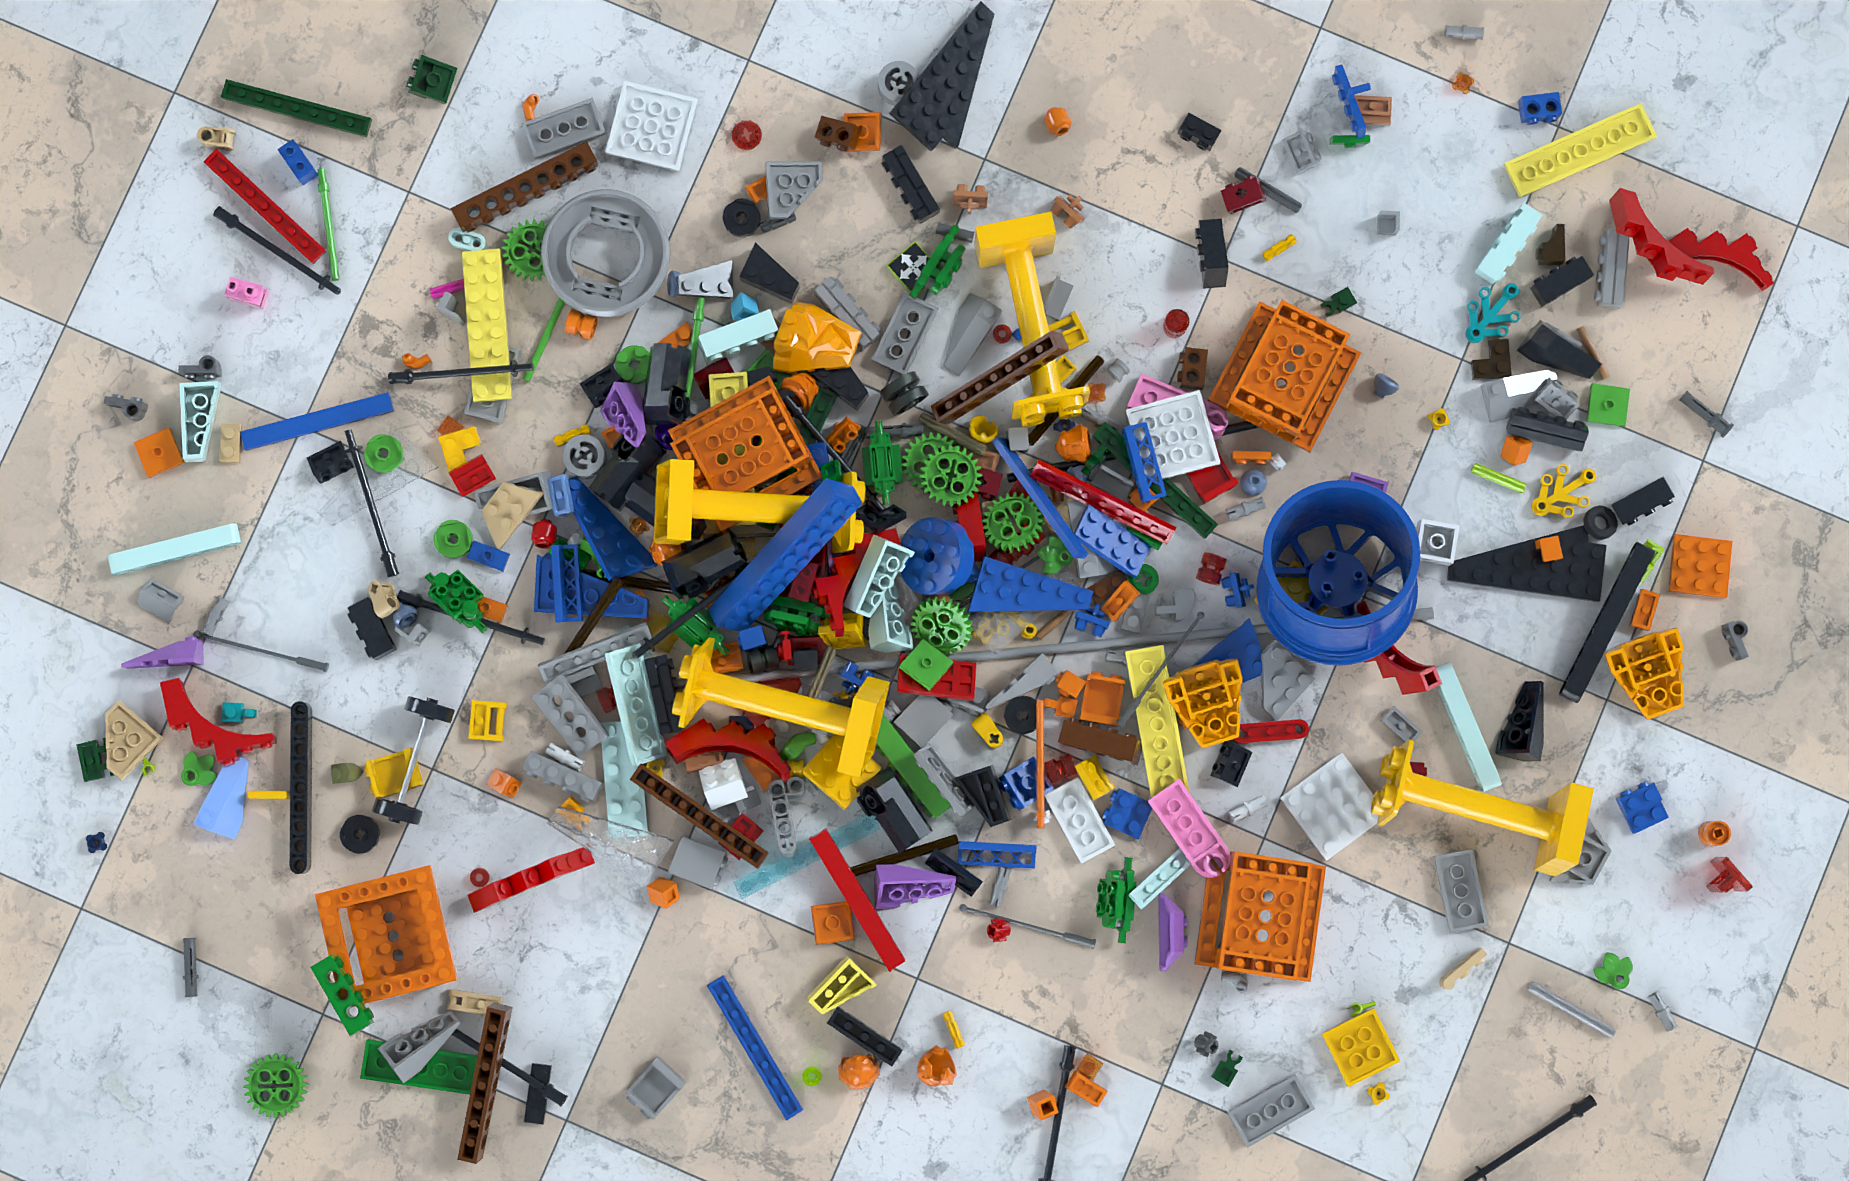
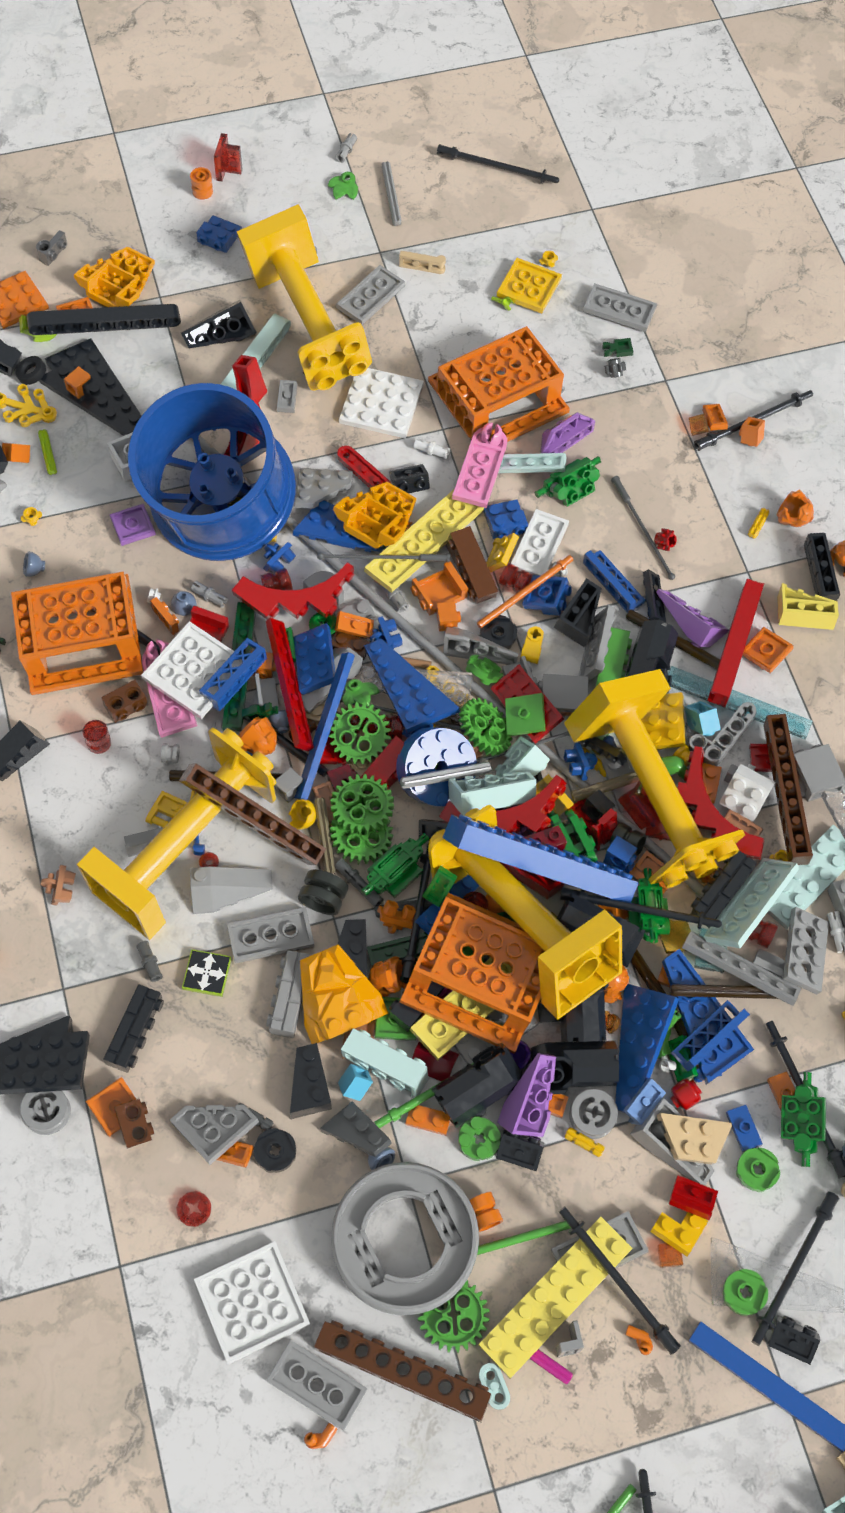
camera: 130 degrees left, 20 degrees down
(812, 806) = (702, 718): none -> medium azure brick
(918, 551) = (443, 775): none -> light grey axle
(931, 272) = (188, 944): green piece -> none
(970, 199) = (111, 967): nougat hips -> none
(996, 662) = (484, 669): none -> bright green plate
(1000, 887) = (634, 562): light grey pin -> none
(1063, 706) = (468, 613): orange plate -> none
(1097, 387) = (195, 757): clear orange plate -> none
(1175, 563) = (295, 602): none -> red arch

